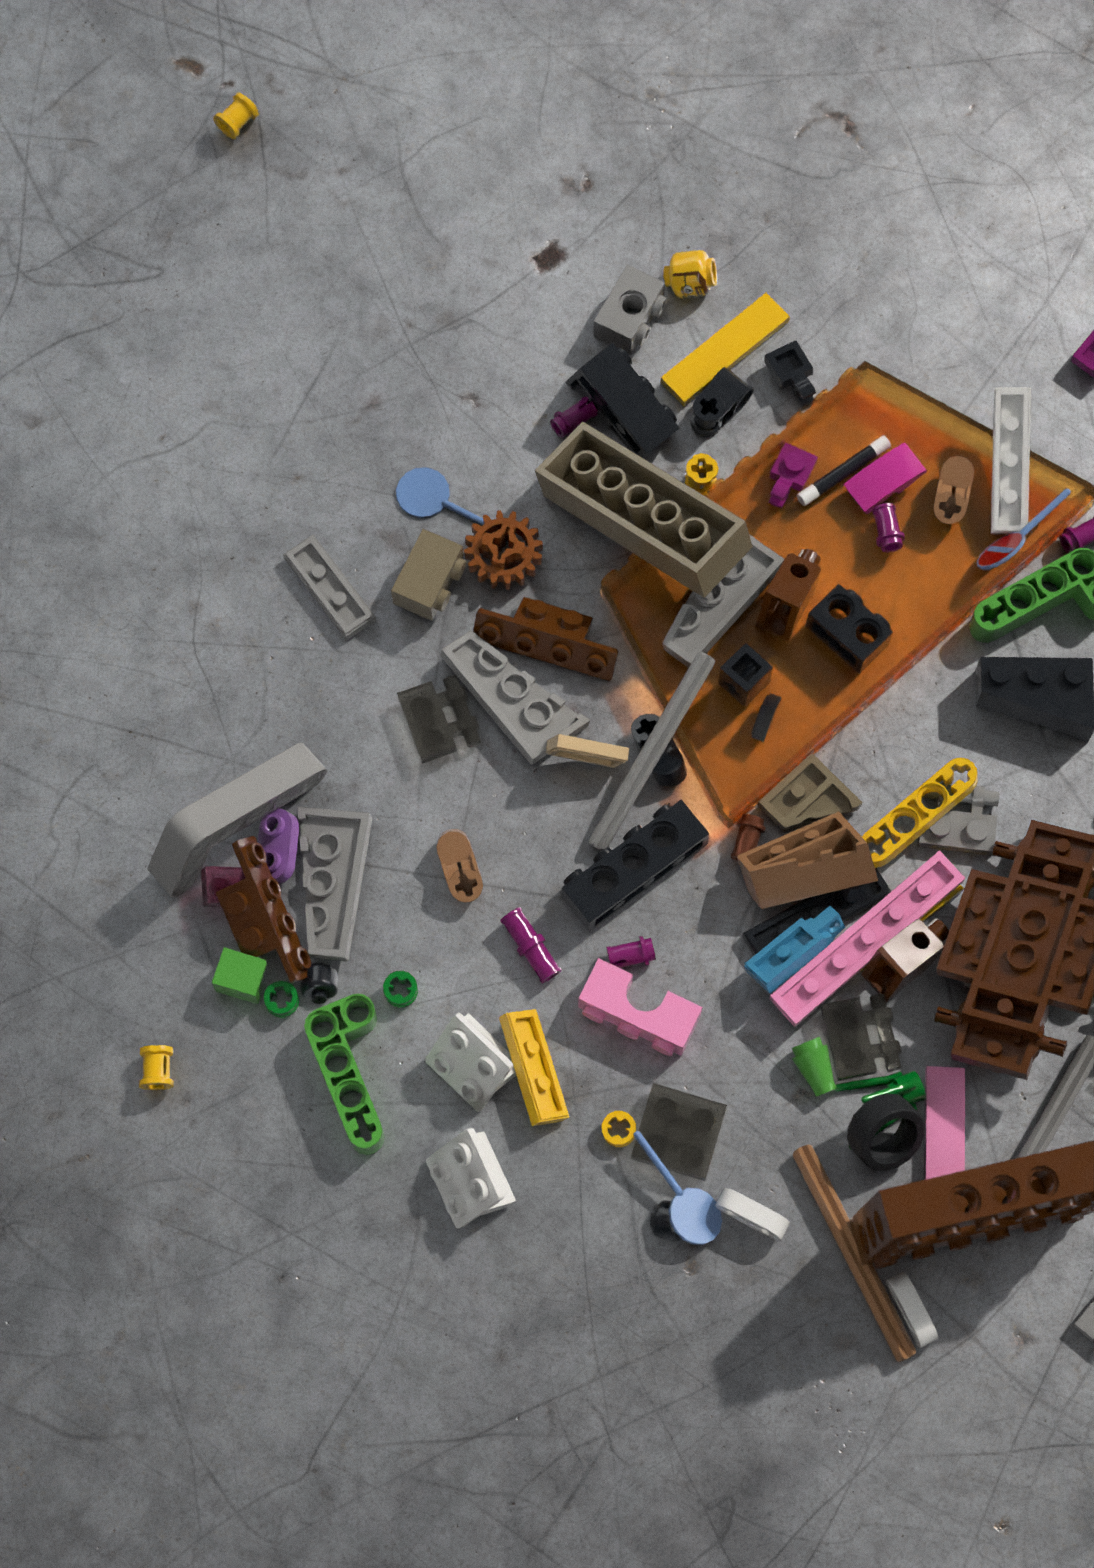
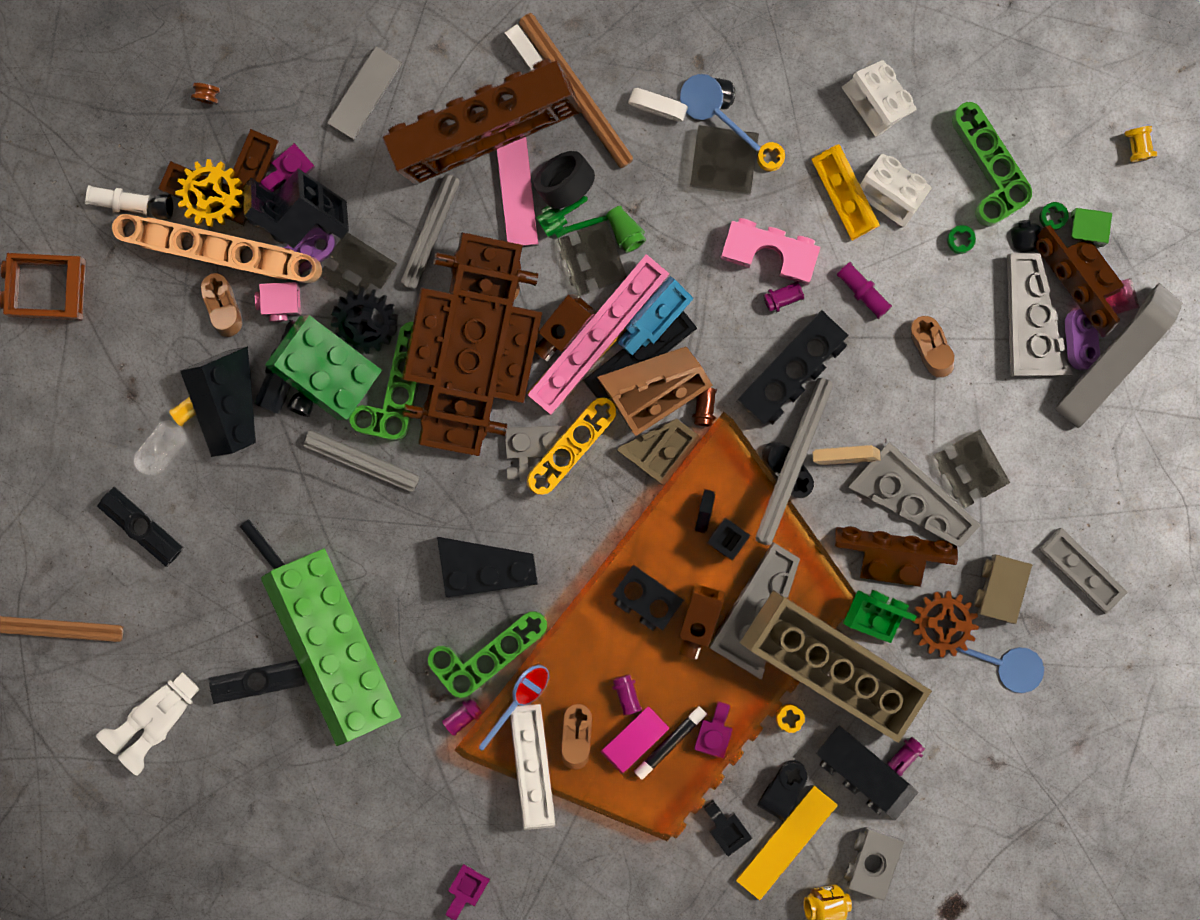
camera: 175 degrees right, 15 degrees up
(582, 565) = (876, 615): none -> green bracket

